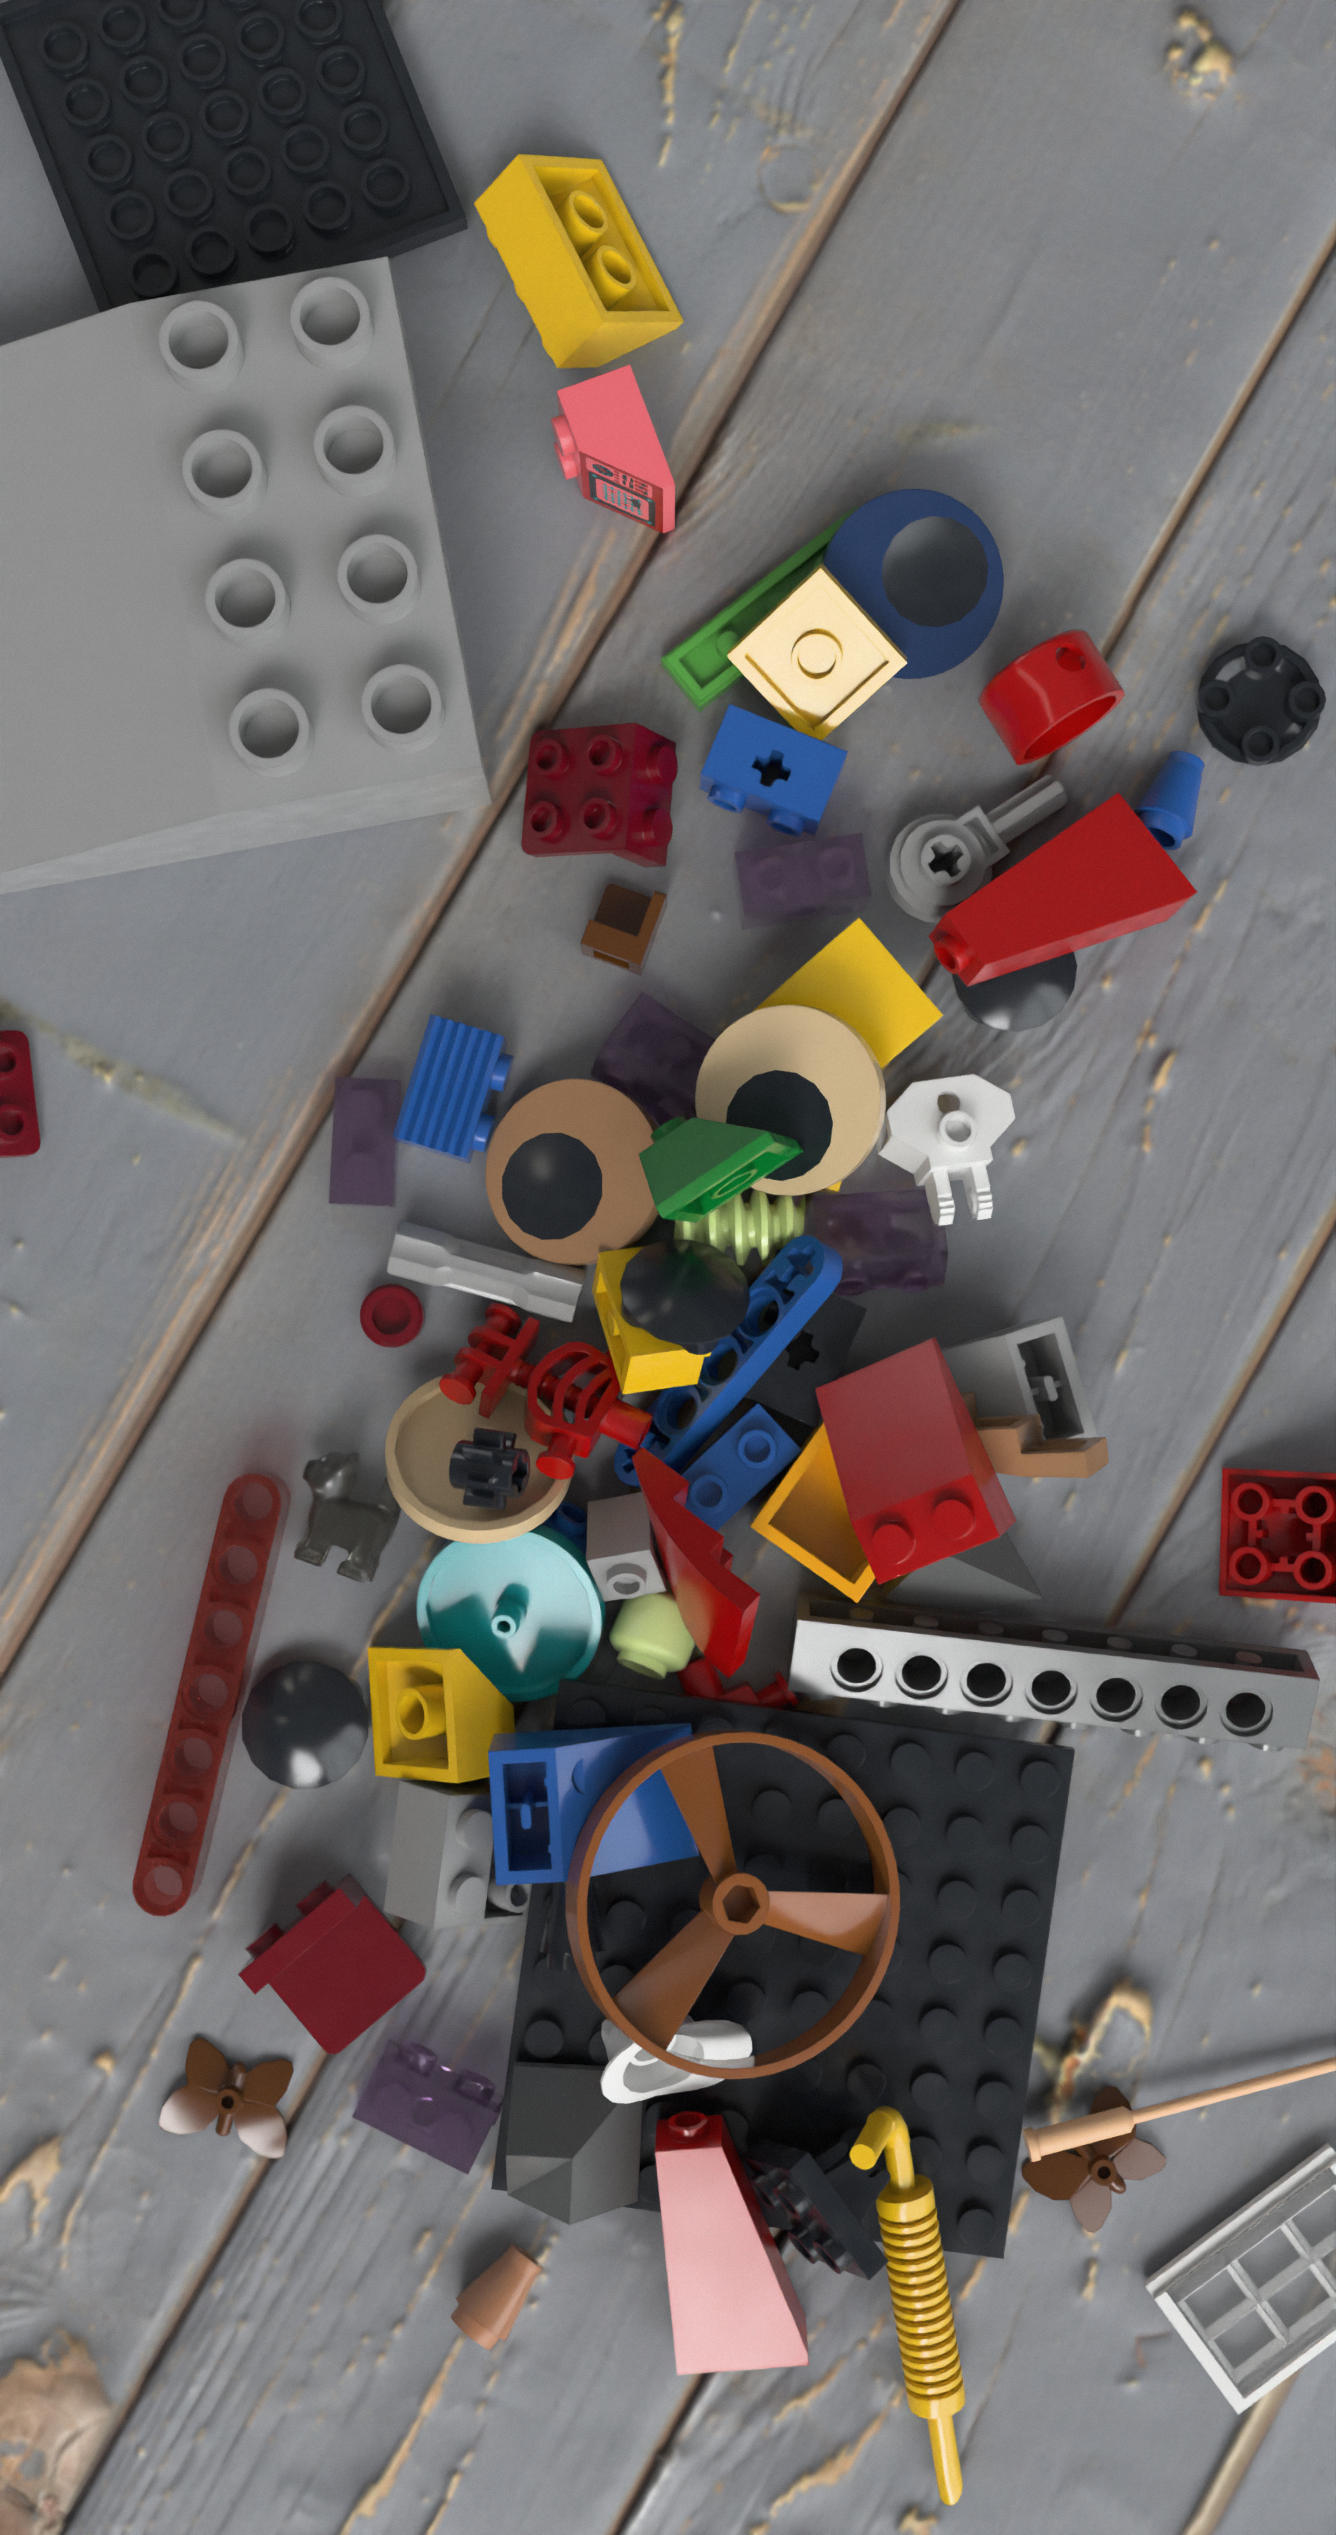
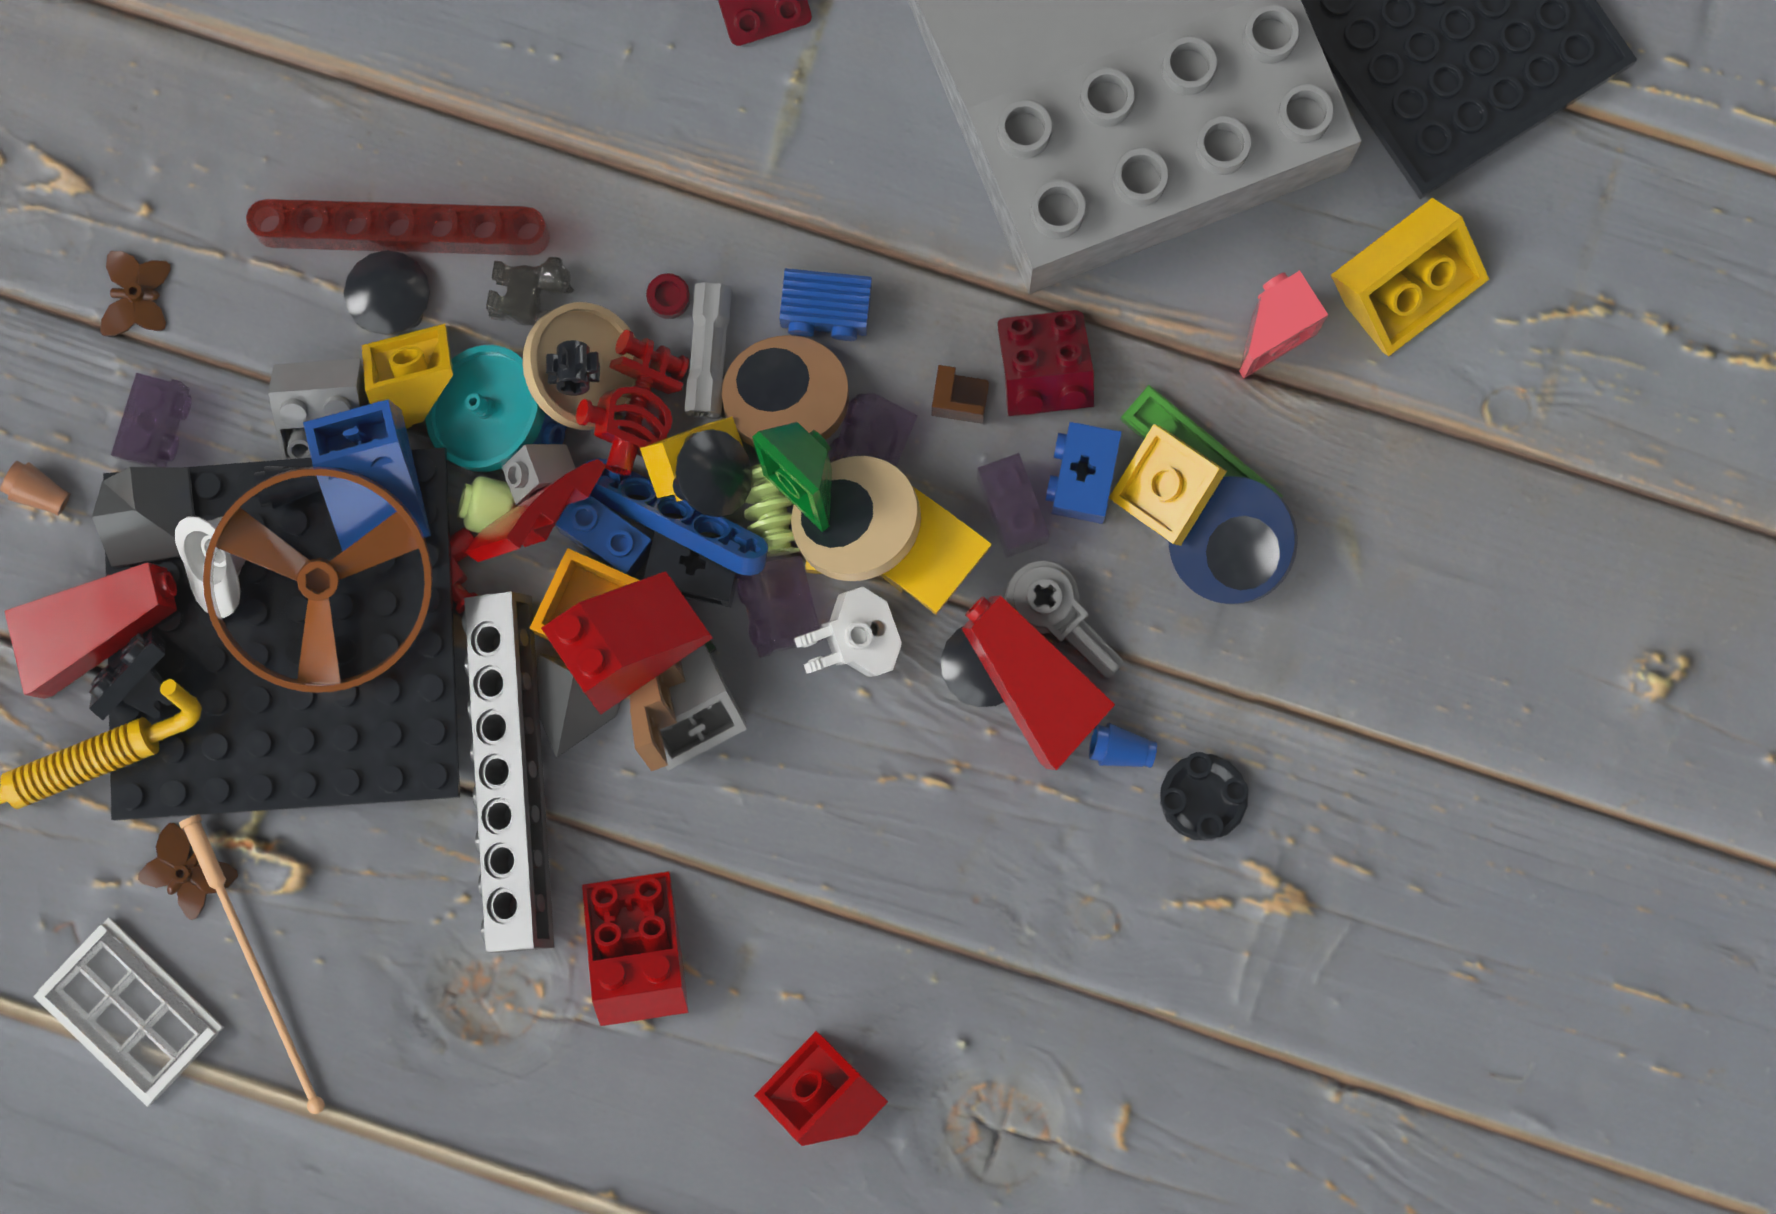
camera: 85 degrees right, 5 degrees down
(335, 1963) = (234, 341): dark red bracket -> none
(362, 1142) = (769, 254): clear purple plate -> none
(1050, 696) = (1166, 649): red piece -> none

